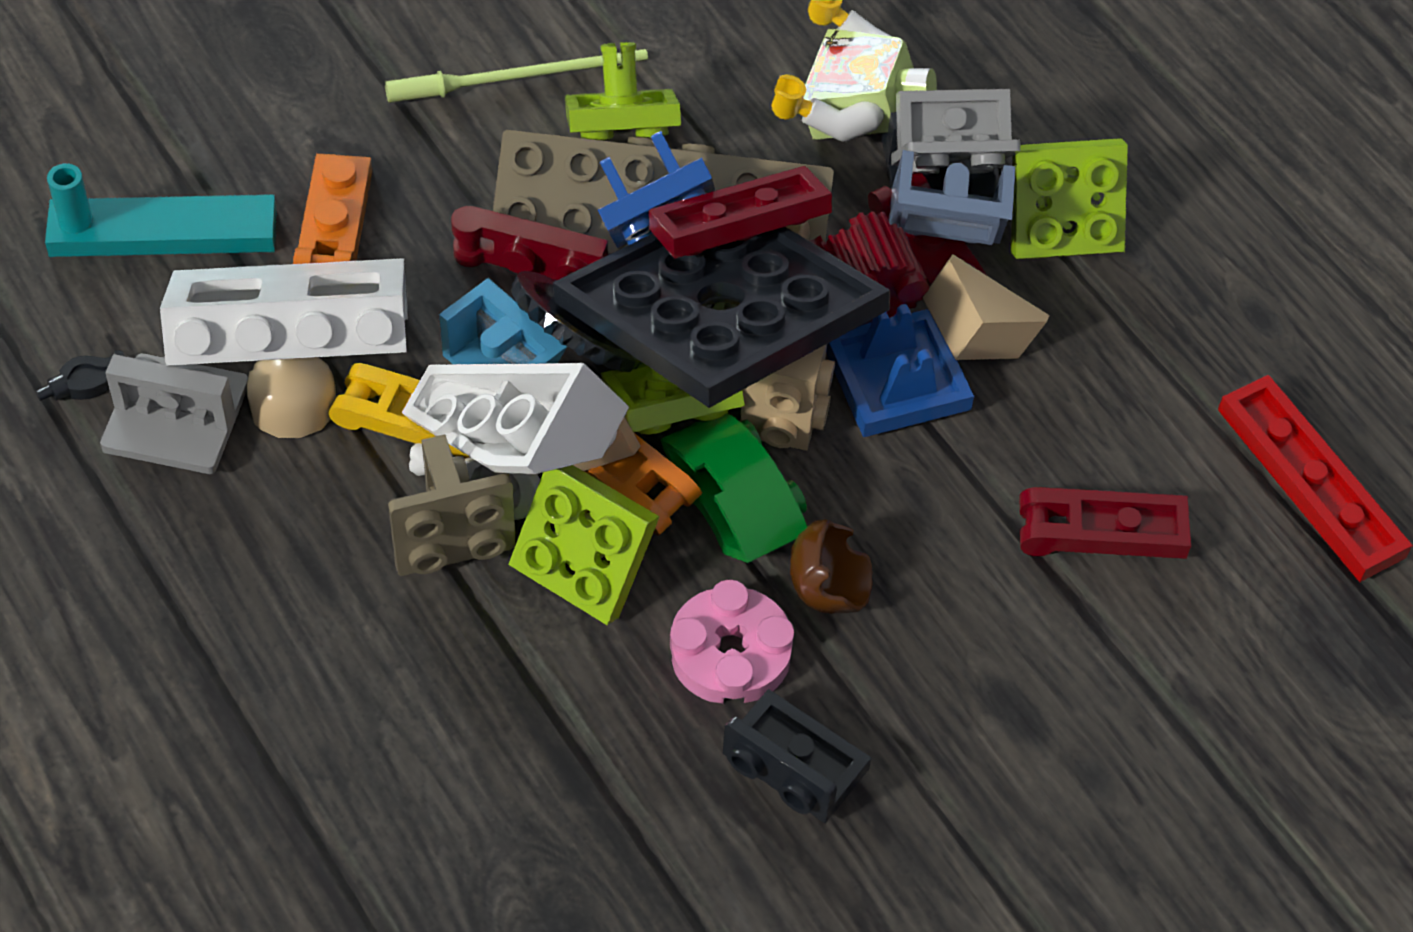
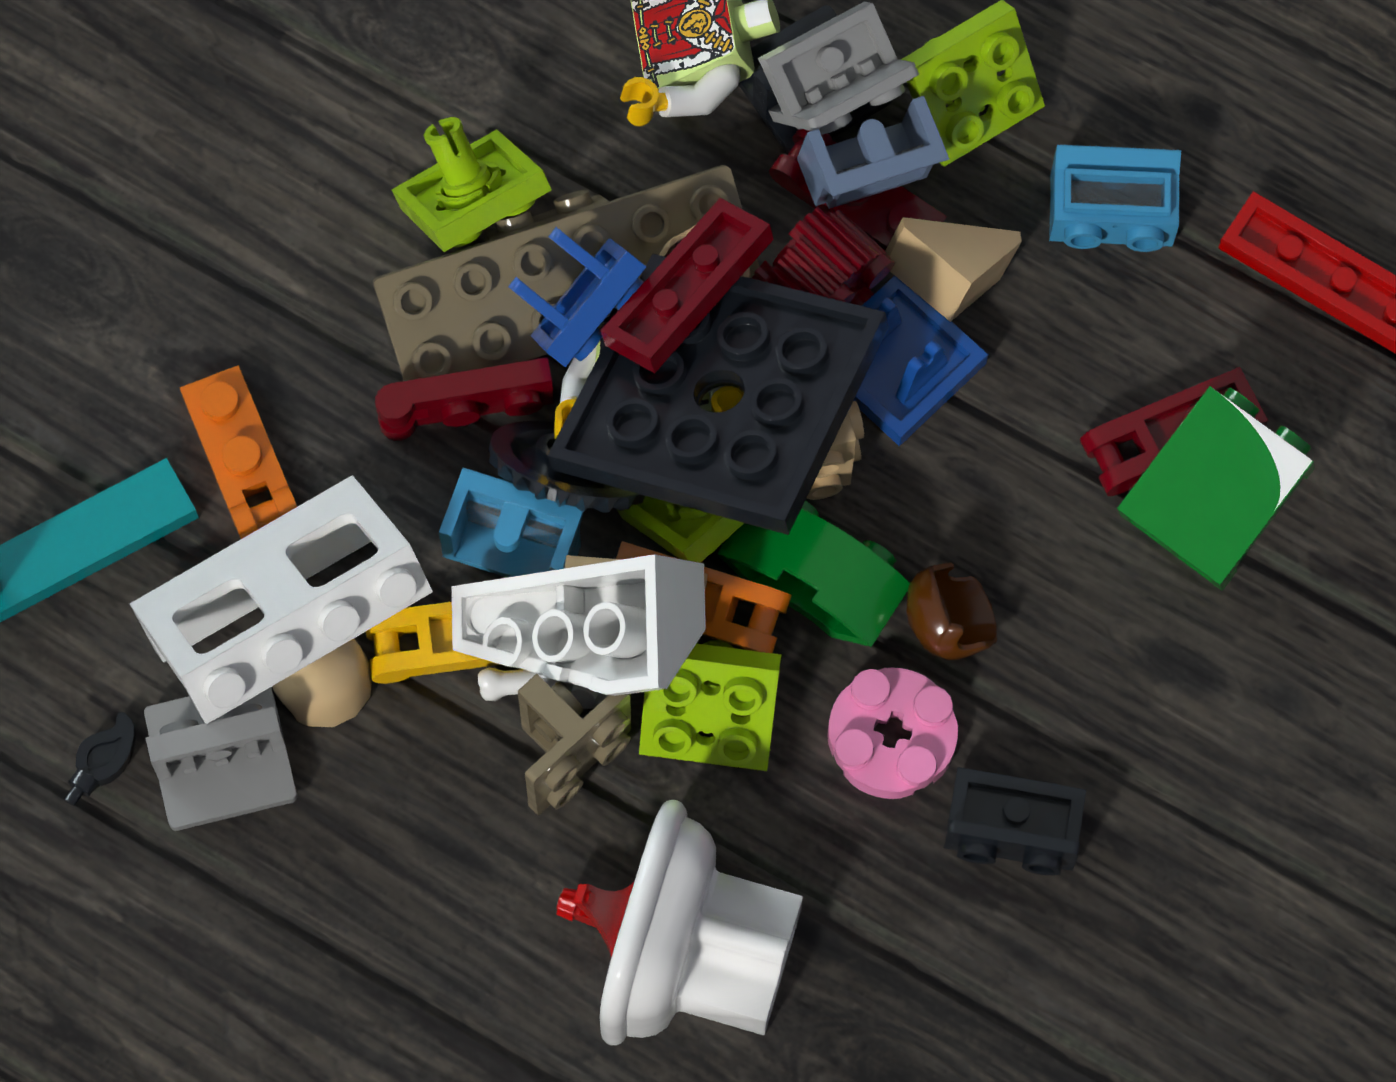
camera: 25 degrees left, 15 degrees up
(442, 84) = (256, 235): yellowish green piece -> none
(452, 707) = (686, 936): none -> white piece
(1115, 568) = (1217, 485): none -> green panel
(1147, 330) = (1114, 197): none -> dark azure window

